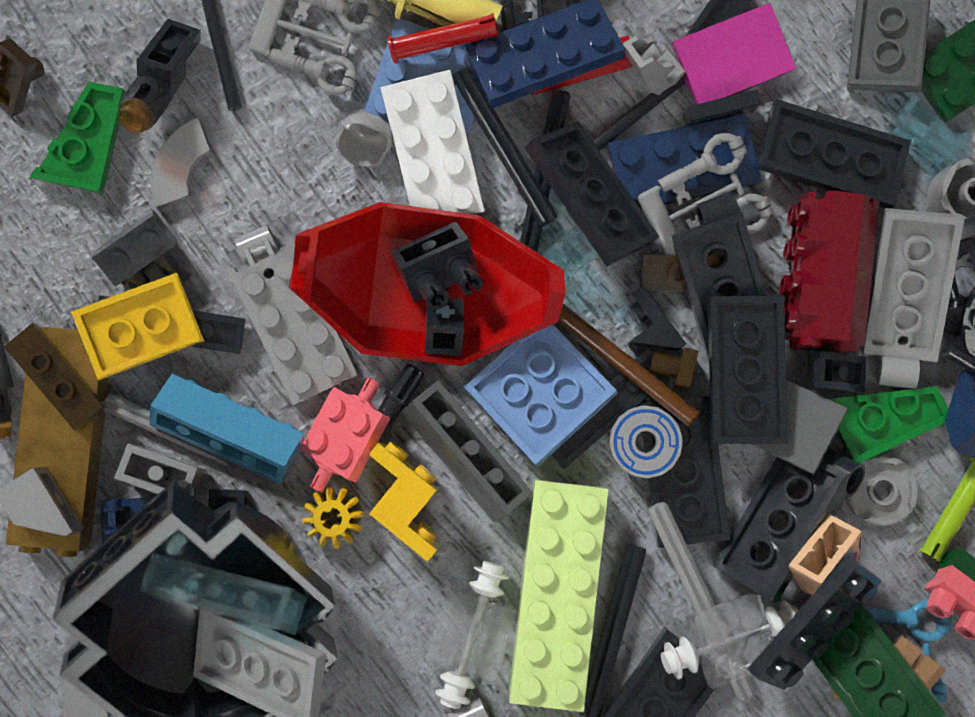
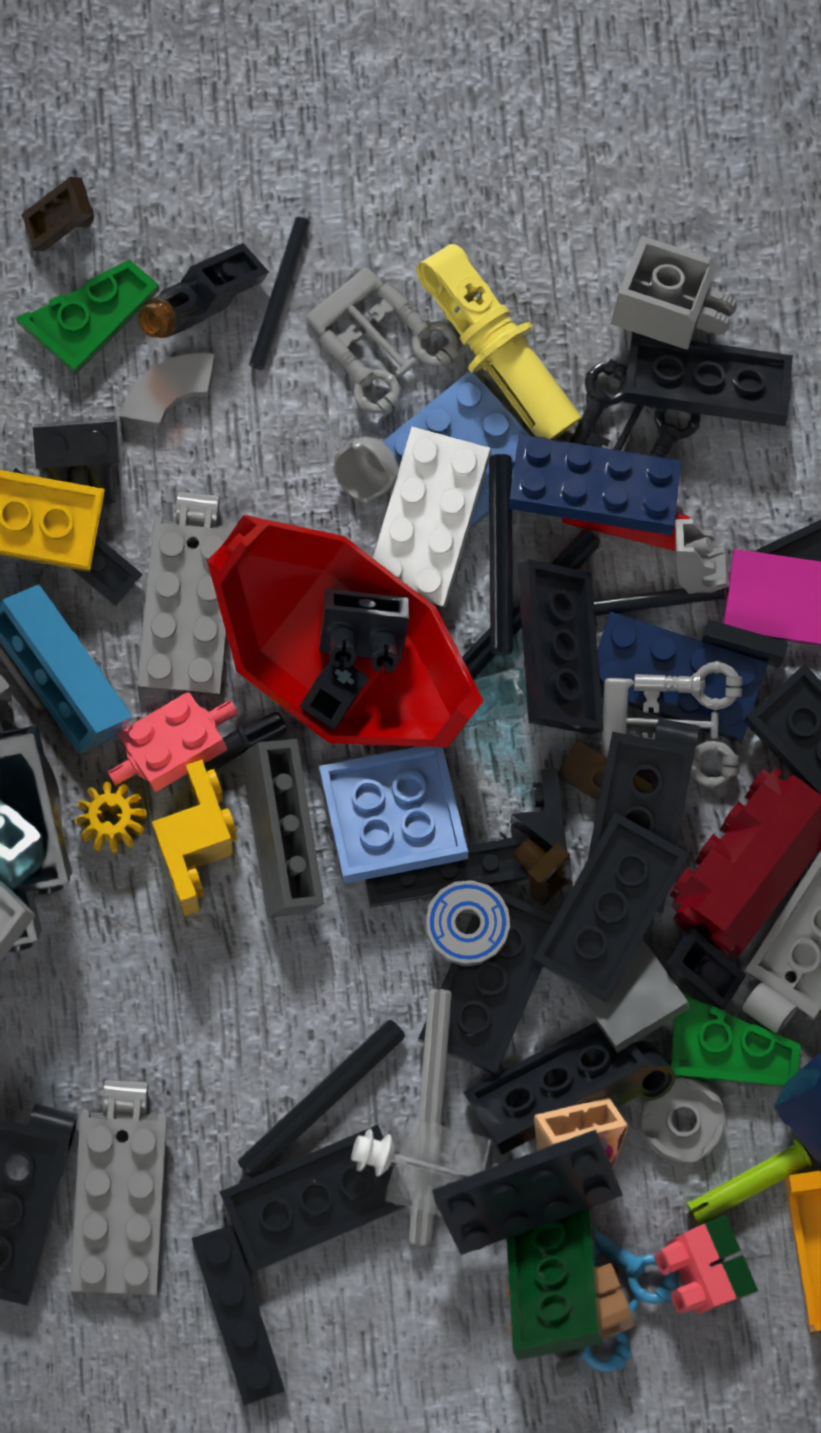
camera: 30 degrees right, 10 degrees down
(442, 37) = (501, 413): red pin -> none
(471, 635) = (178, 1014): clear plate -> none
(558, 595) = (289, 1022): yellowish green brick -> none
(628, 366) = (493, 834): reddish brown piece -> none

